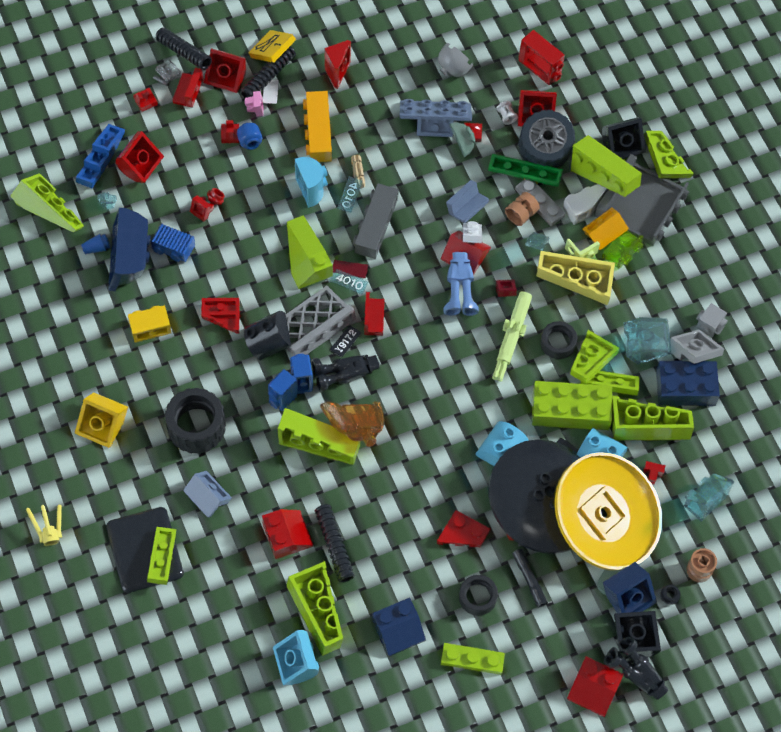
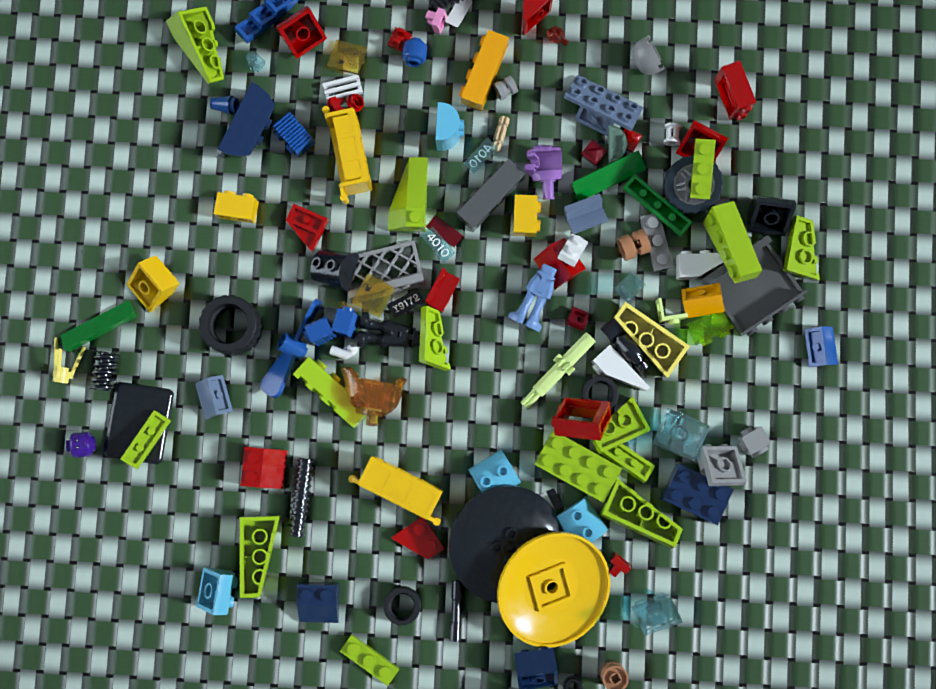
camera: 35 degrees right, 20 degrees up
(65, 479) = (98, 326): none -> green slope
(91, 513) = (104, 371): none -> black piece
(100, 588) = (81, 444): none -> dark purple head
(189, 164) = (347, 57): none -> clear yellow piece
(196, 188) = (342, 88): none -> white tile
(231, 234) = (348, 152): none -> yellow container
(260, 446) = (291, 349): none -> blue piece
(312, 404) = (346, 352): none -> white arm
(315, 339) = (373, 295): none -> clear yellow piece
(344, 132) = (505, 87): none -> light grey wheel
(366, 76) = (556, 35): none -> clear red piece
(383, 354) = (431, 344): none -> lime wing
(413, 178) = (545, 167): none -> medium lavender piece
(415, 224) = (525, 215): none -> yellow brick
(424, 486) = (400, 488): none -> yellow container
(447, 154) = (593, 152): none -> dark red tile
(470, 166) = (608, 176): none -> green slope
(549, 119) = (702, 168): none -> lime plate
(554, 359) = (584, 408): none -> red window
(558, 309) = (616, 368): none -> white slope
(560, 289) = (626, 346): none -> black piece
(724, 224) = (821, 346): none -> panel

